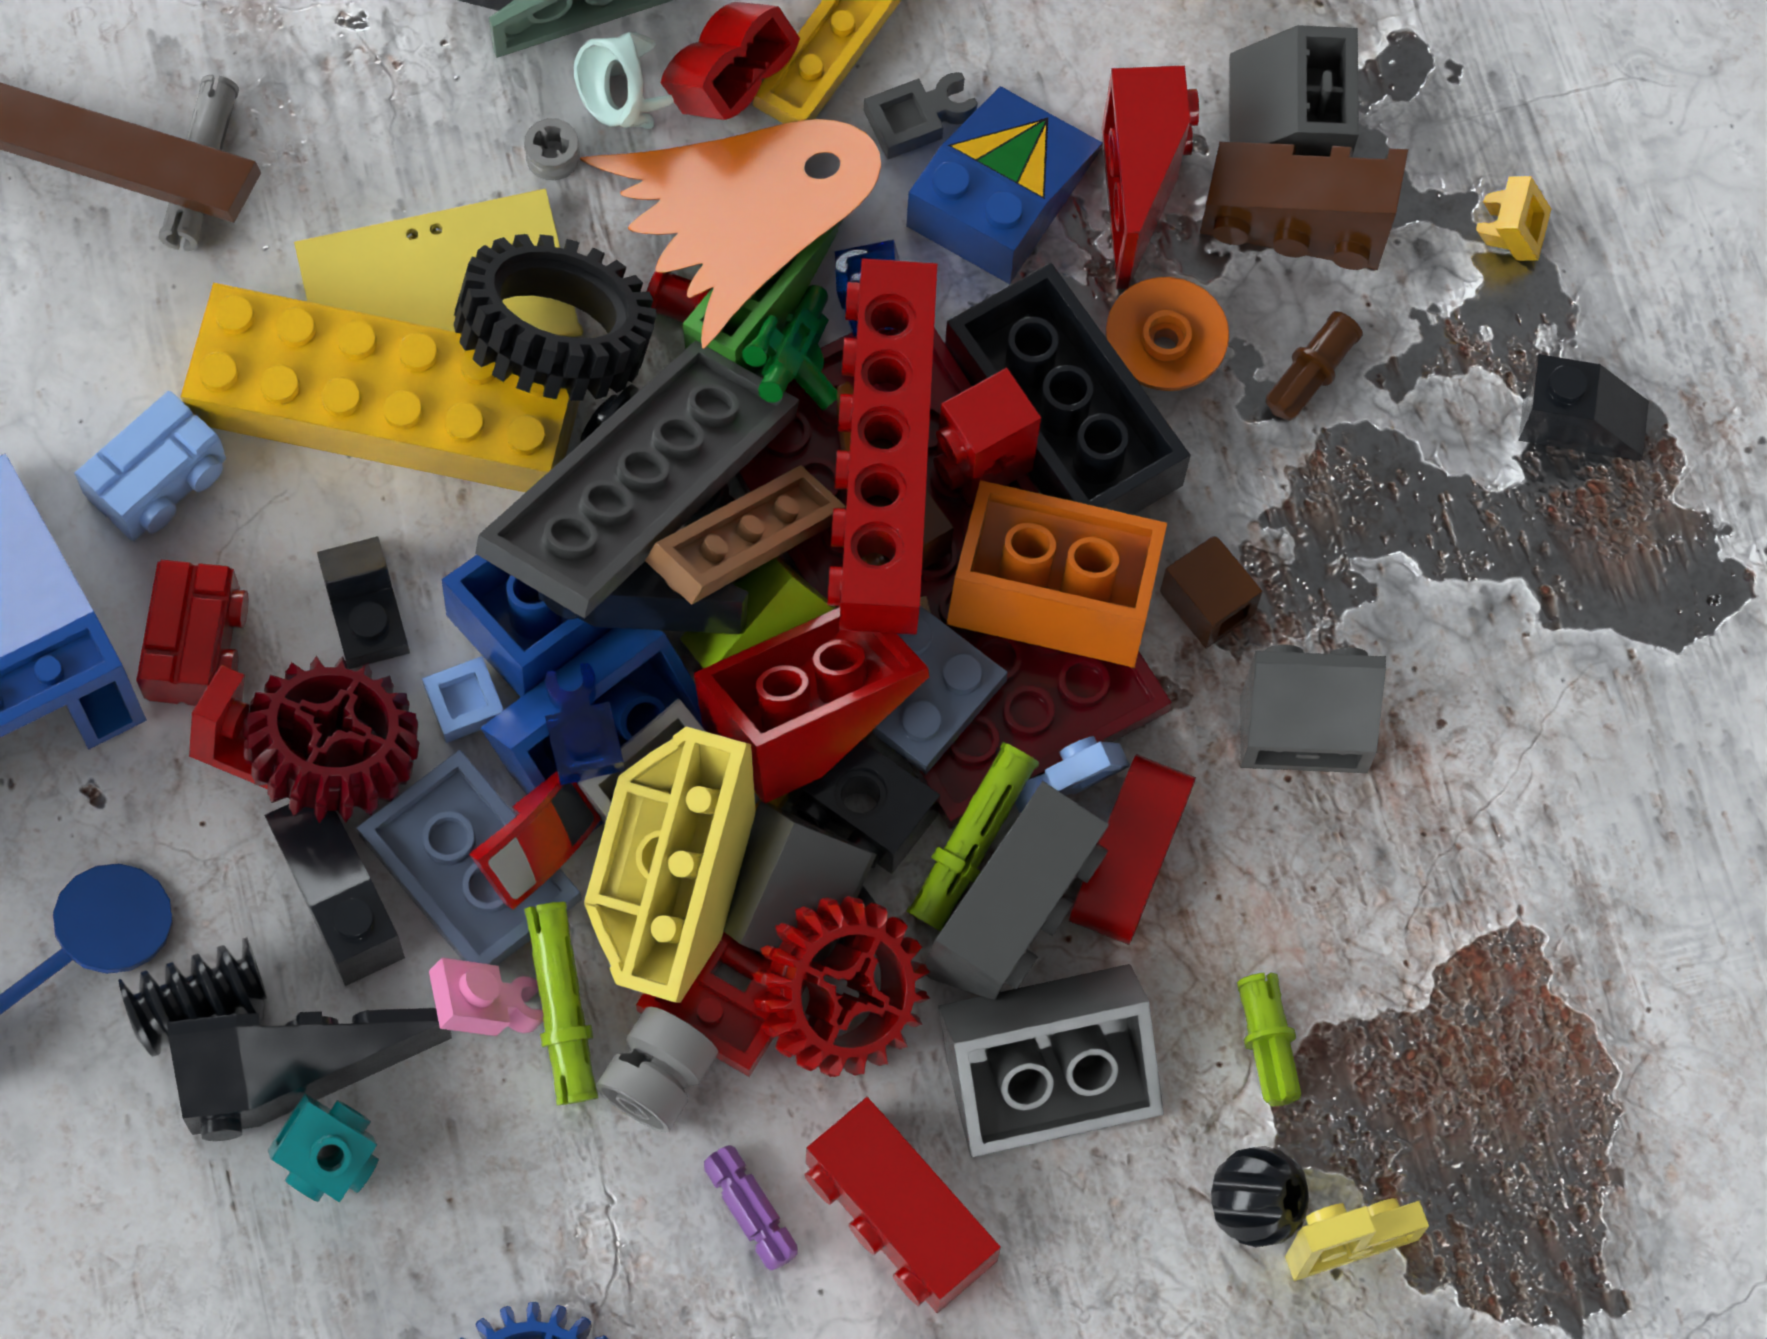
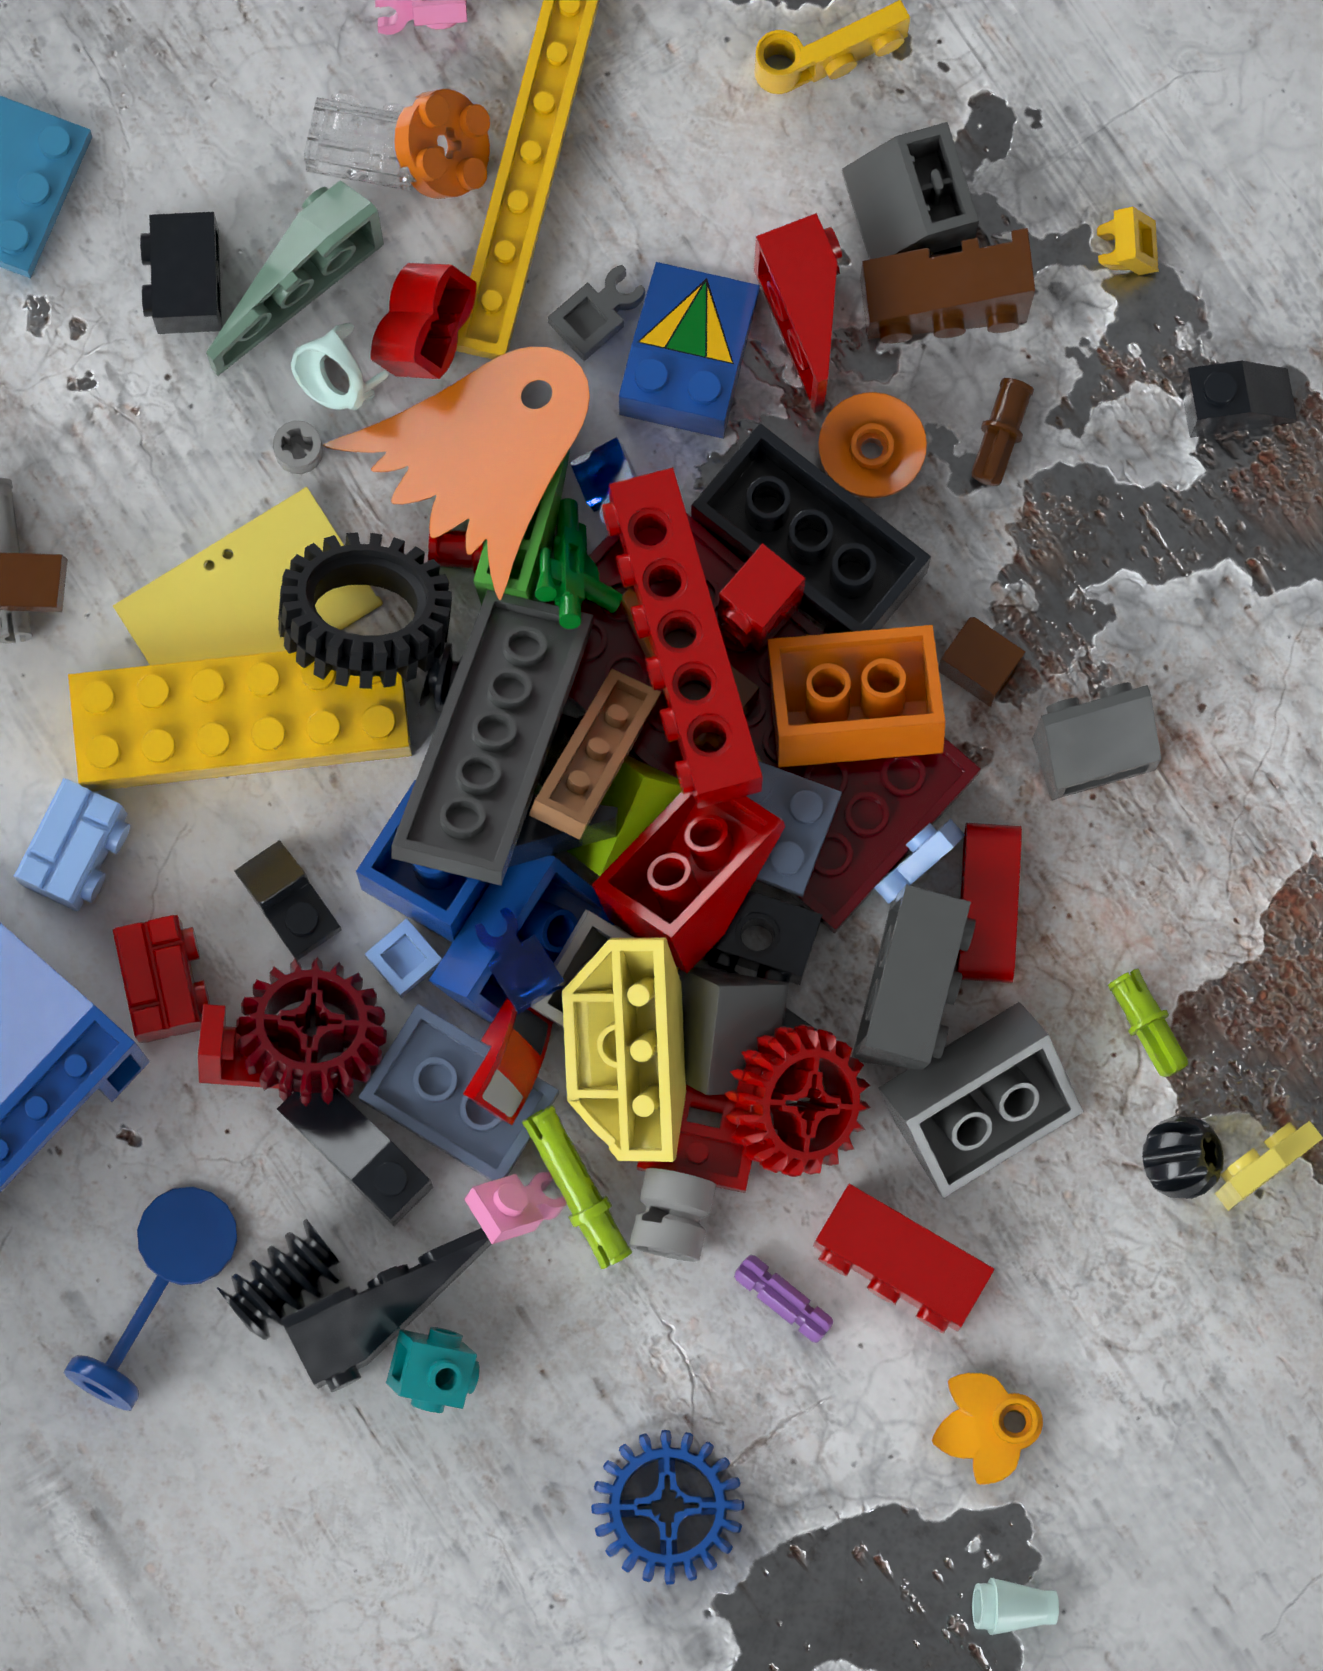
camera: 15 degrees left, 10 degrees up
(972, 837) = (858, 938): lime pin -> none

